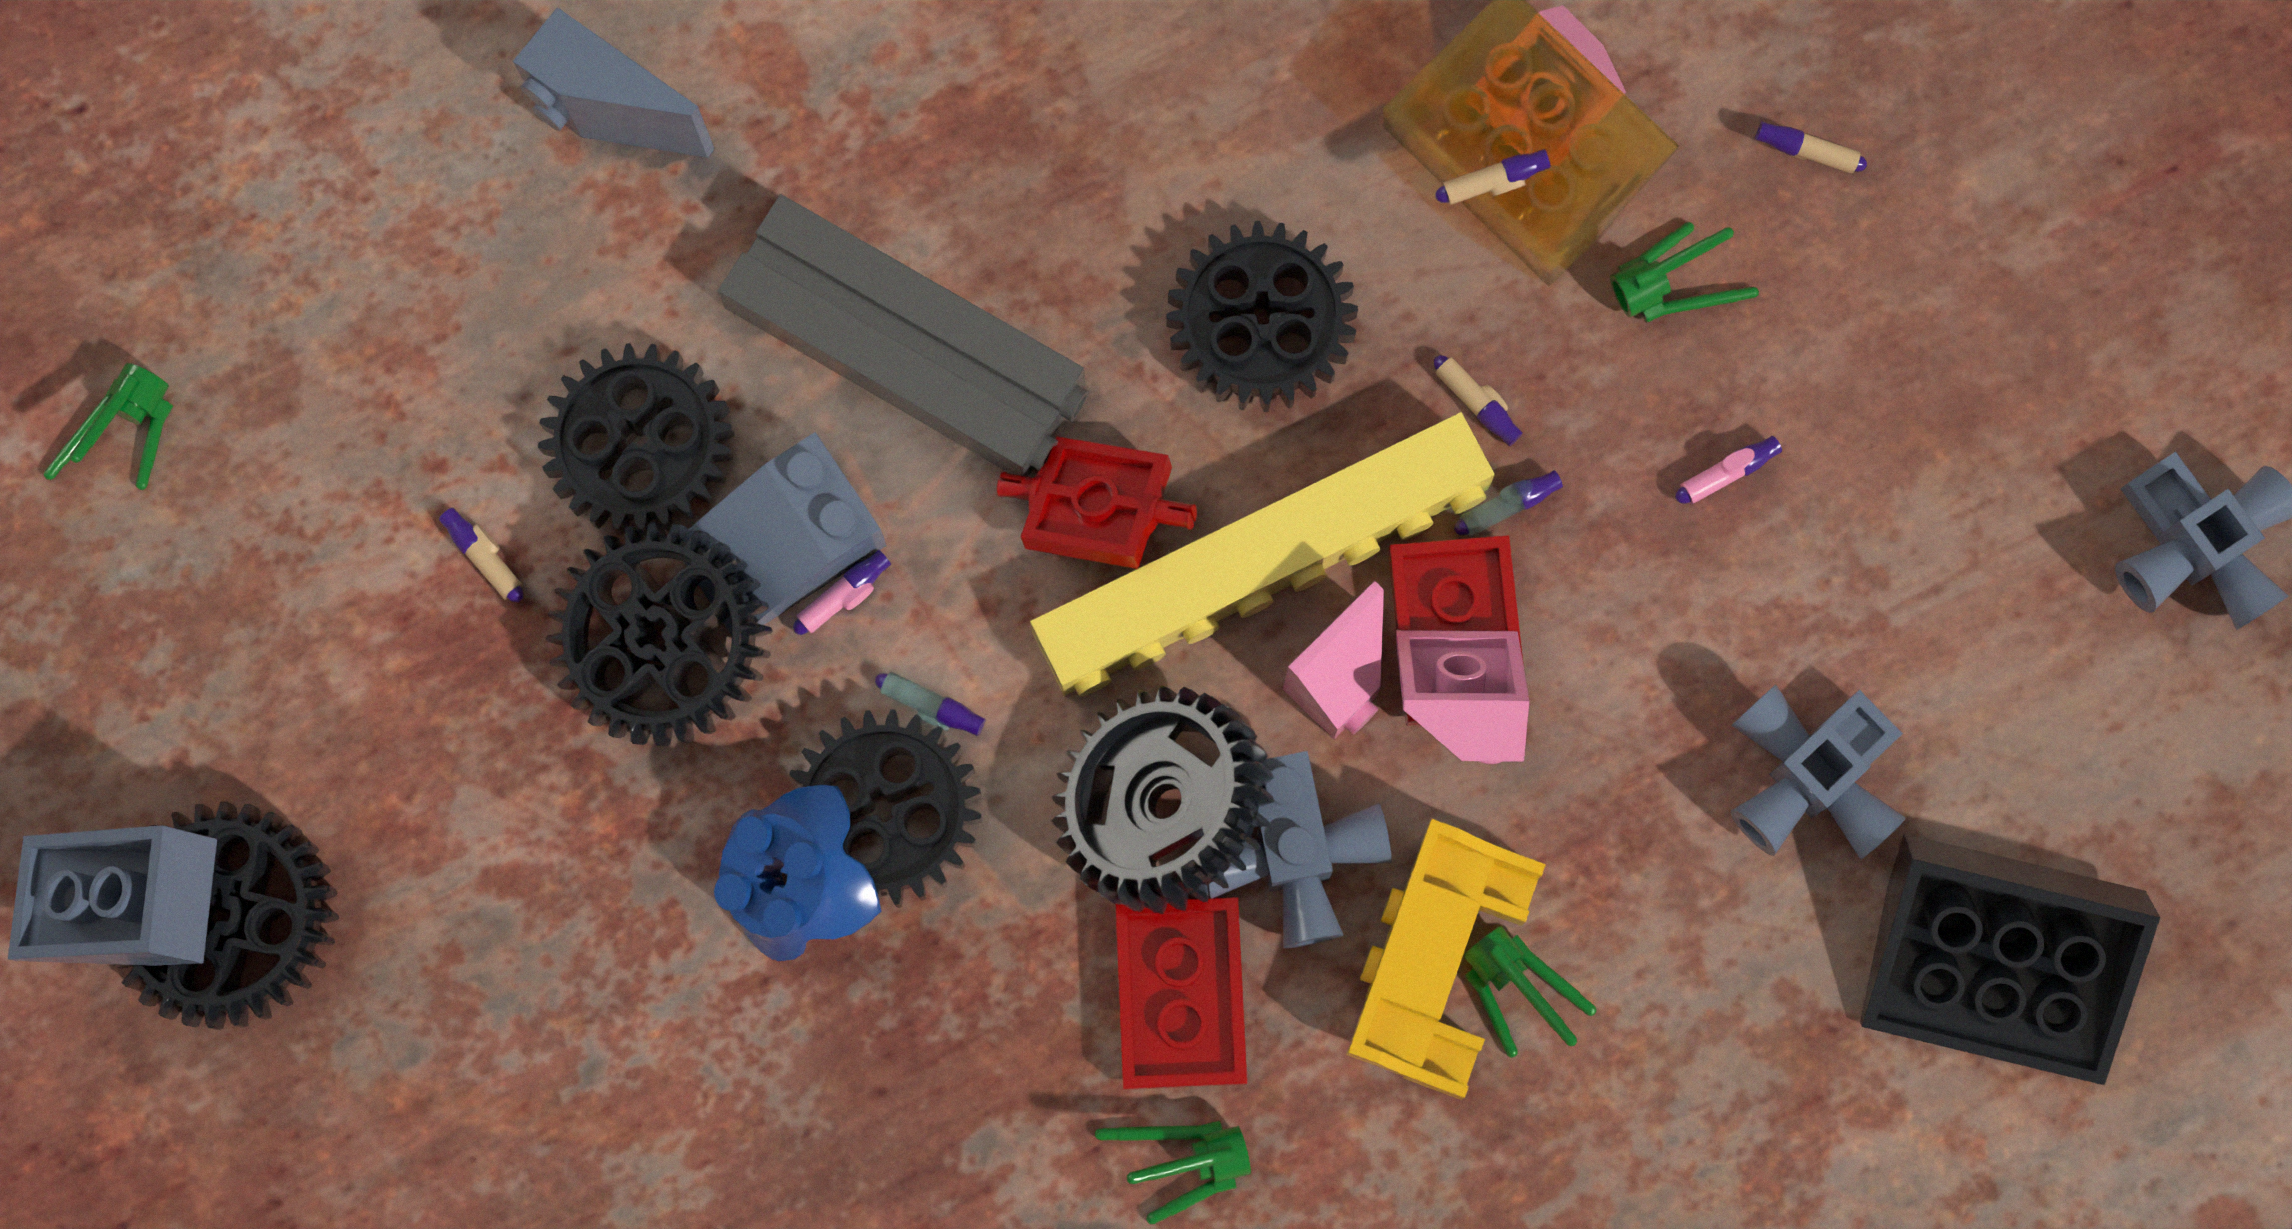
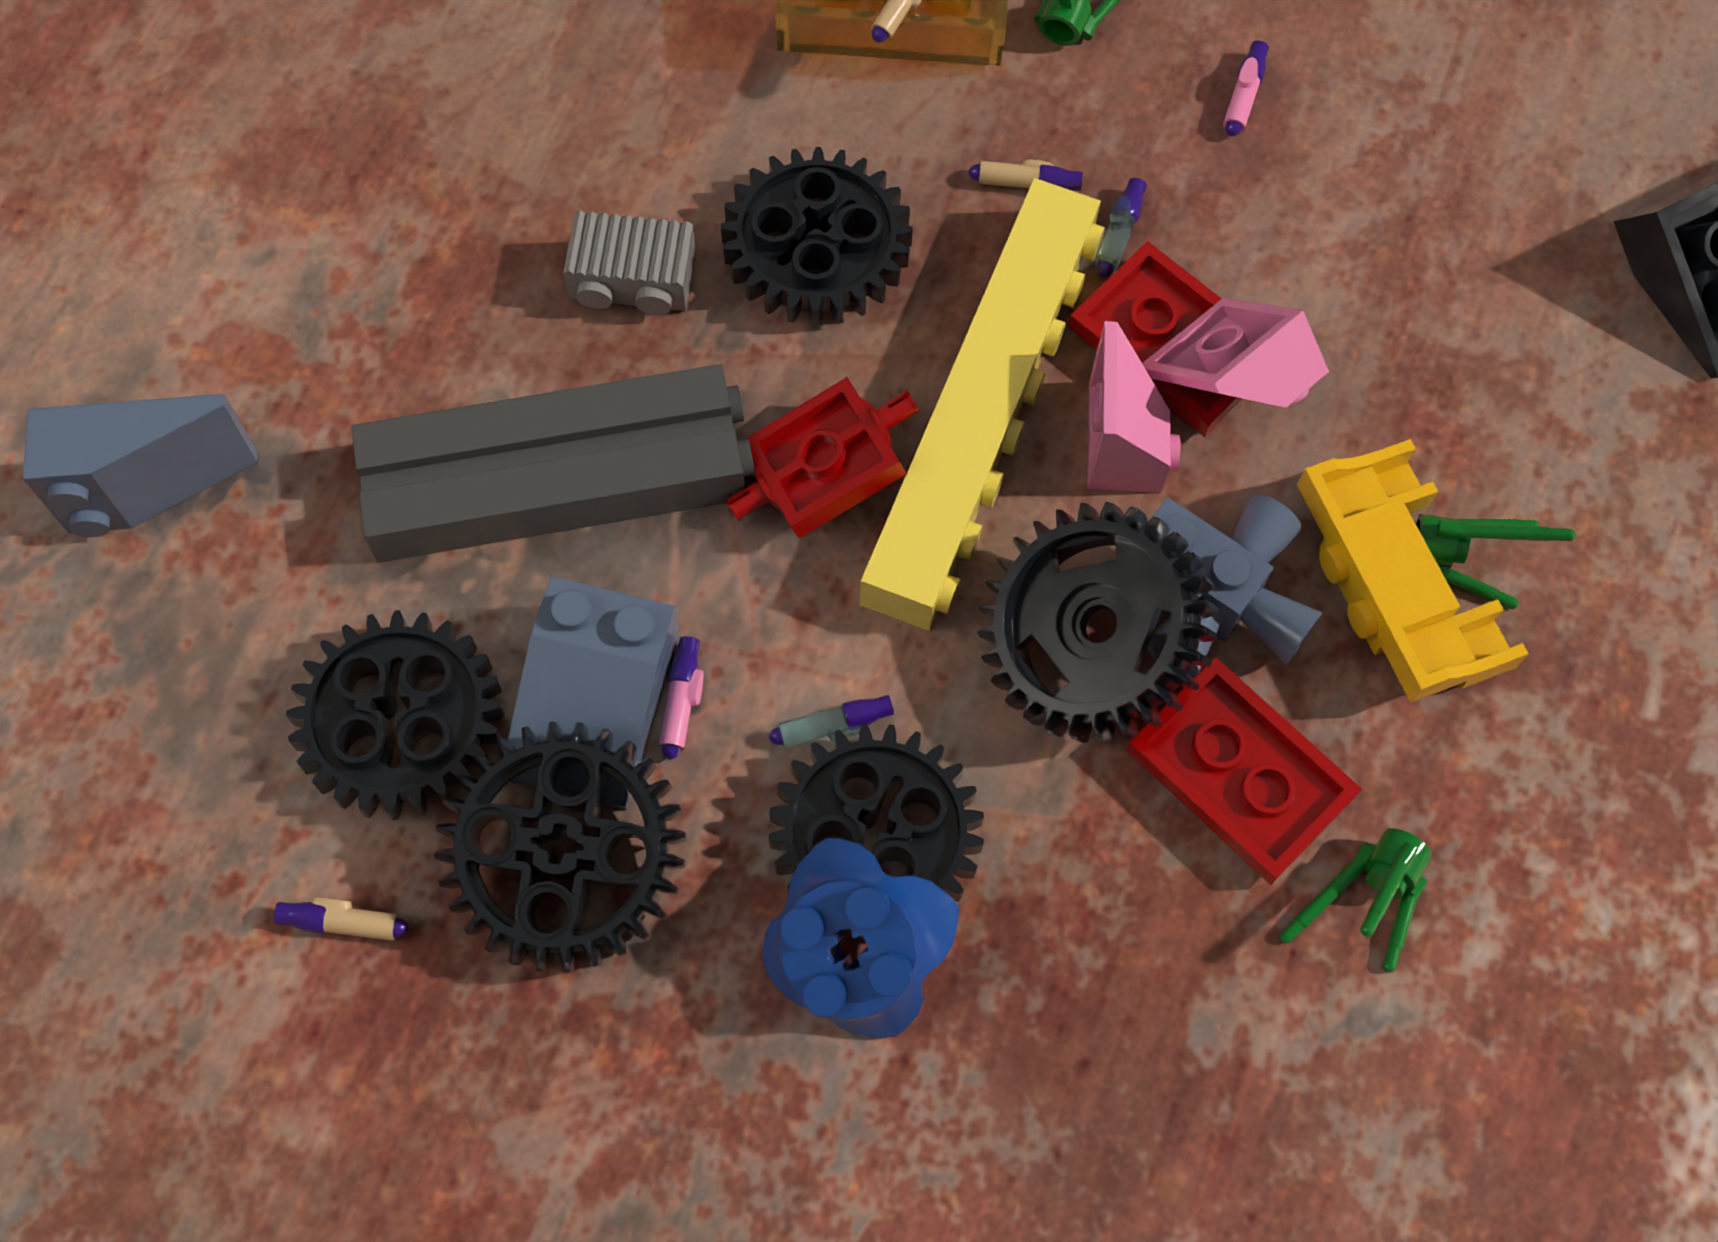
camera: 45 degrees left, 10 degrees down
(1100, 223) = (629, 262): none -> light grey brick
(1817, 772) = (1518, 226): sand blue brick -> none

